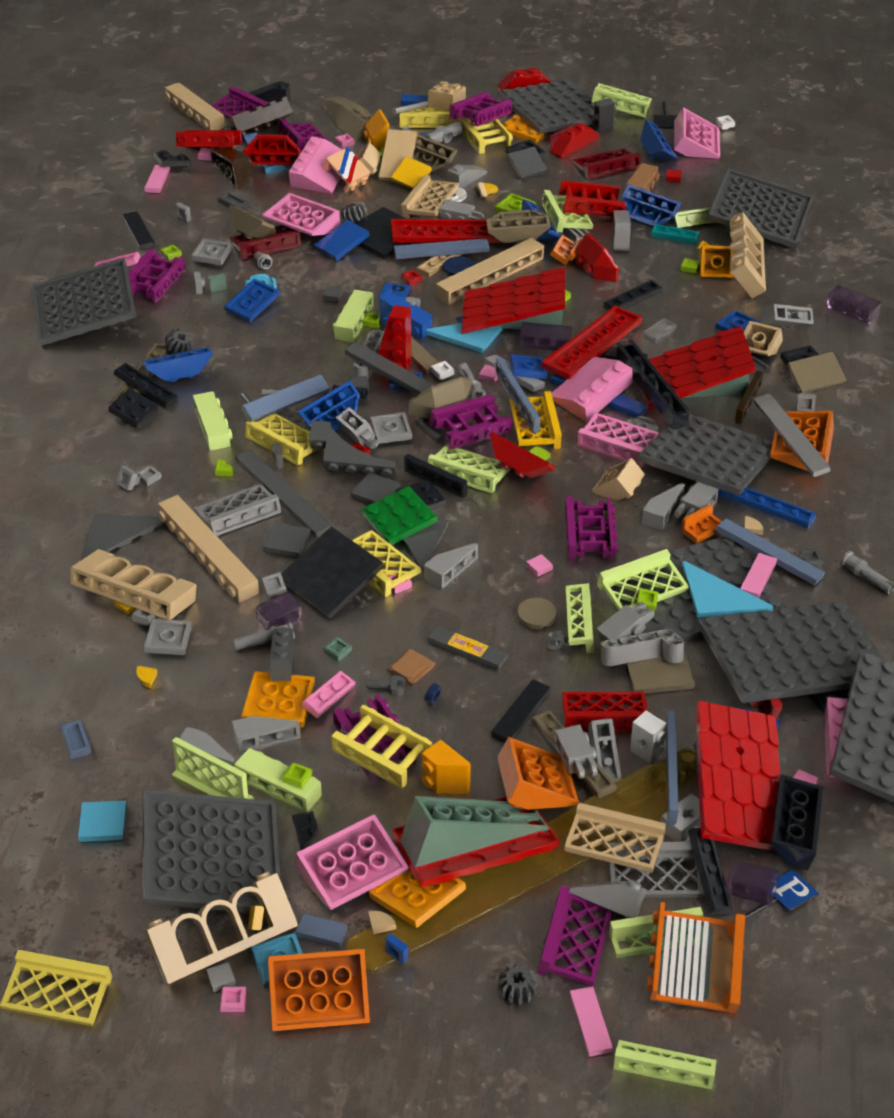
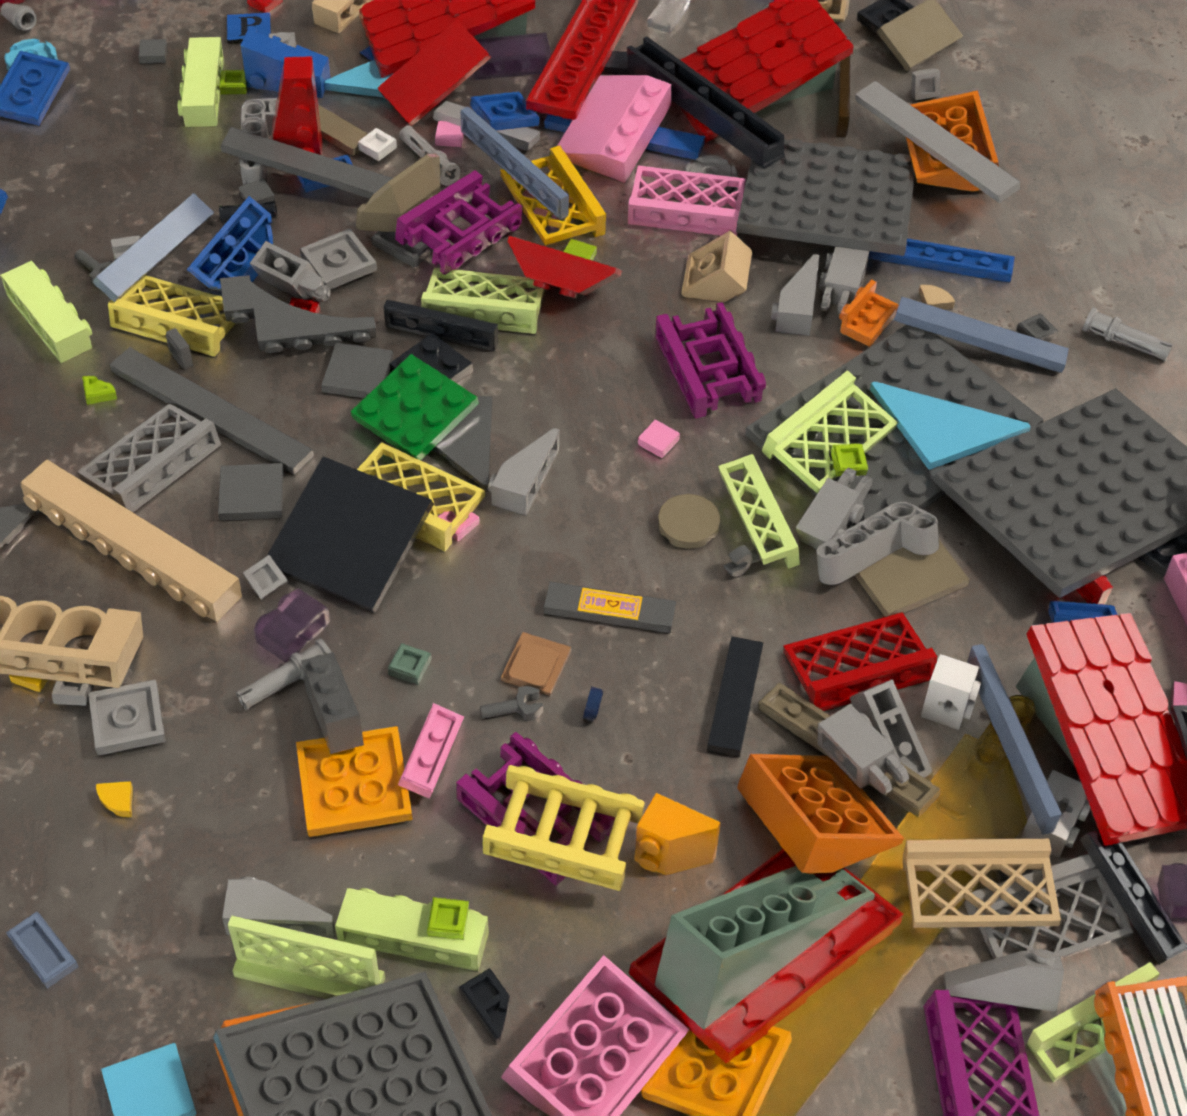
camera: 20 degrees left, 10 degrees up
(262, 732) = (349, 849): light grey slope -> none
(491, 335) = (434, 72): none -> red tile
(759, 574) = (986, 377): bright pink tile -> none

